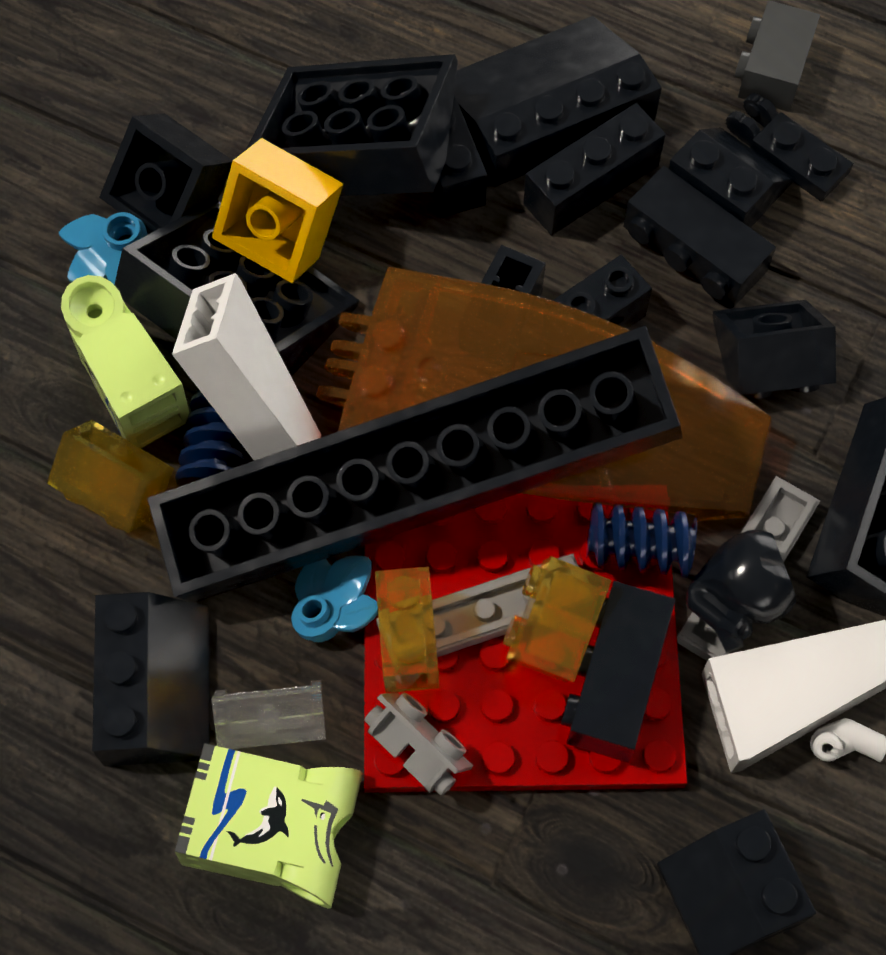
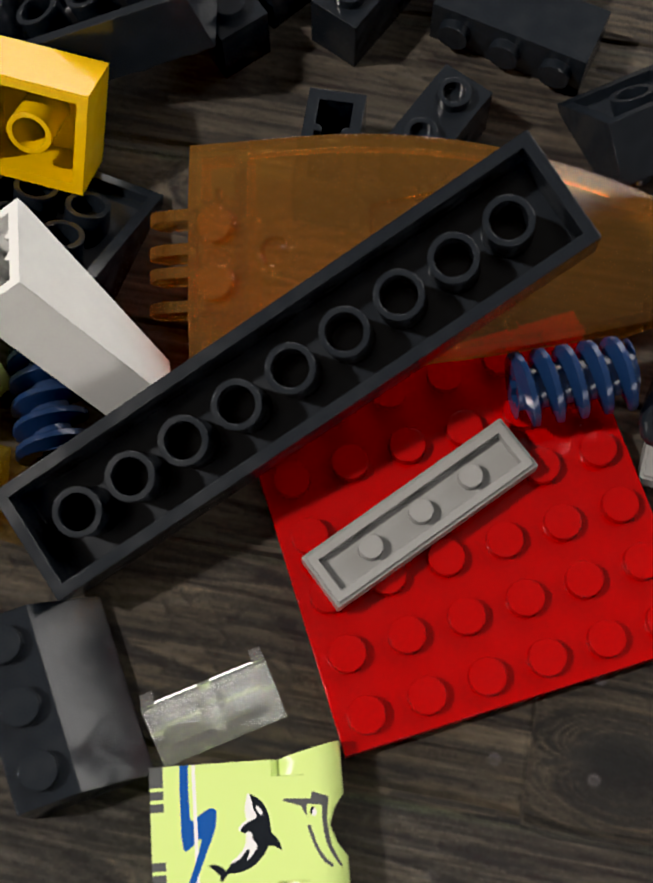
camera: 15 degrees left, 5 degrees up
(336, 594) = (246, 537): dark azure plate -> none
(404, 725) = (417, 694): light grey hinge -> none
(407, 629) = (346, 562): clear yellow brick -> none
(556, 618) = (511, 499): clear yellow brick -> none
(619, 672) = (597, 539): black brick -> none

